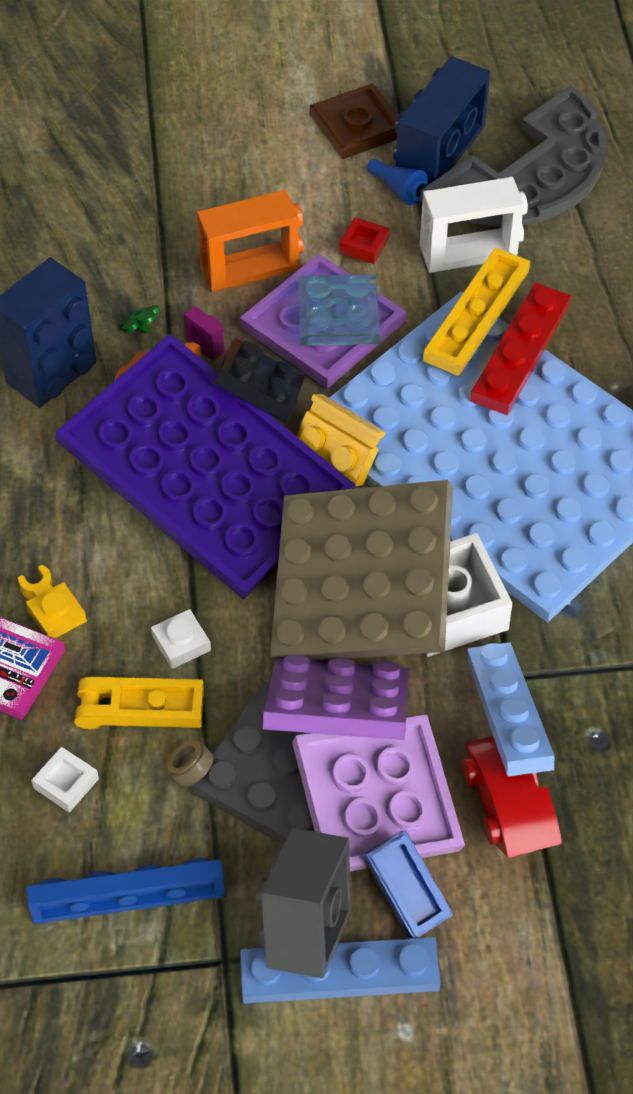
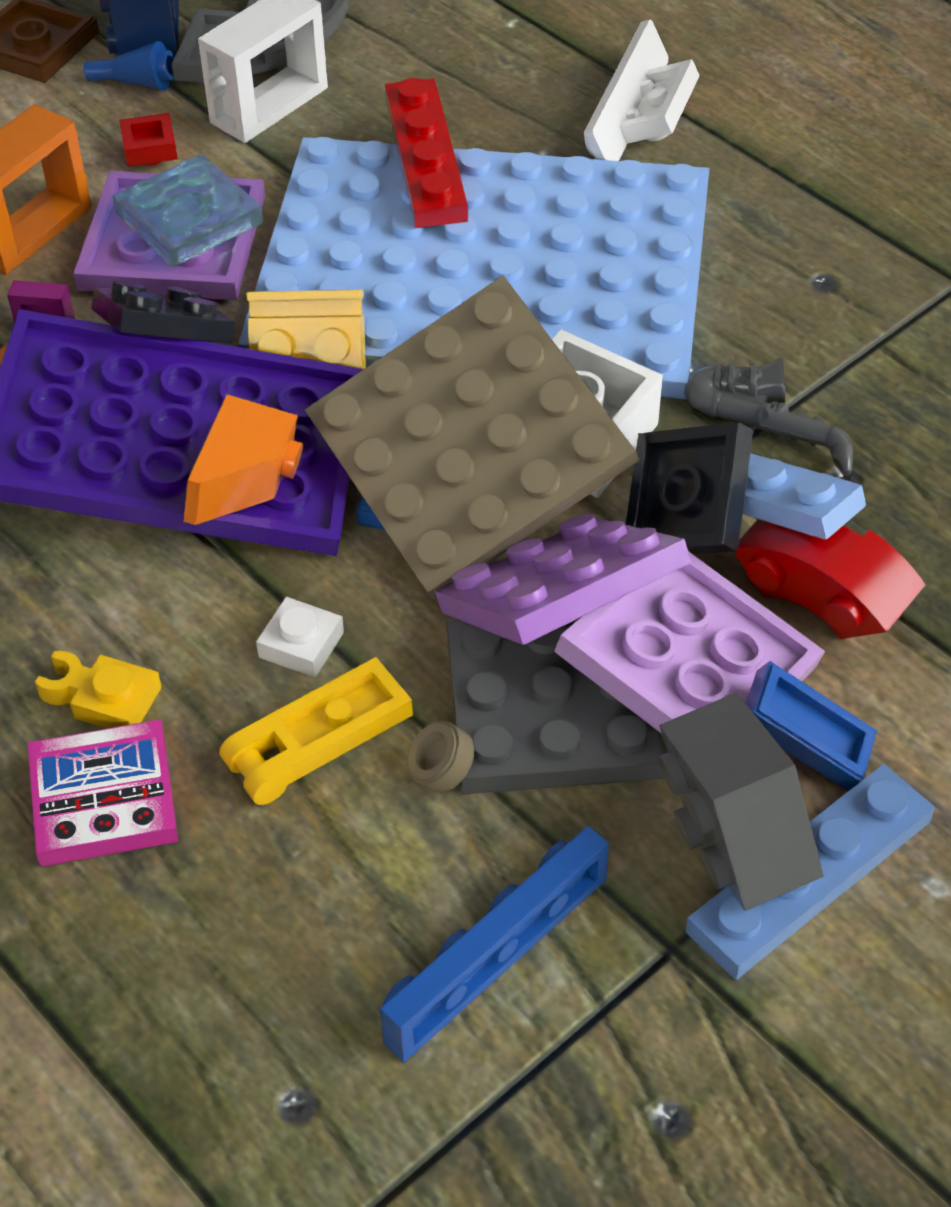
camera: 35 degrees left, 5 degrees down
(65, 779) = (302, 868): white plate -> none
(215, 509) = (241, 460): none -> orange slope
(462, 690) = (692, 484): none -> black plate
(476, 311) = (348, 139): yellow plate -> none
(575, 641) = (758, 399): none -> dark grey piece

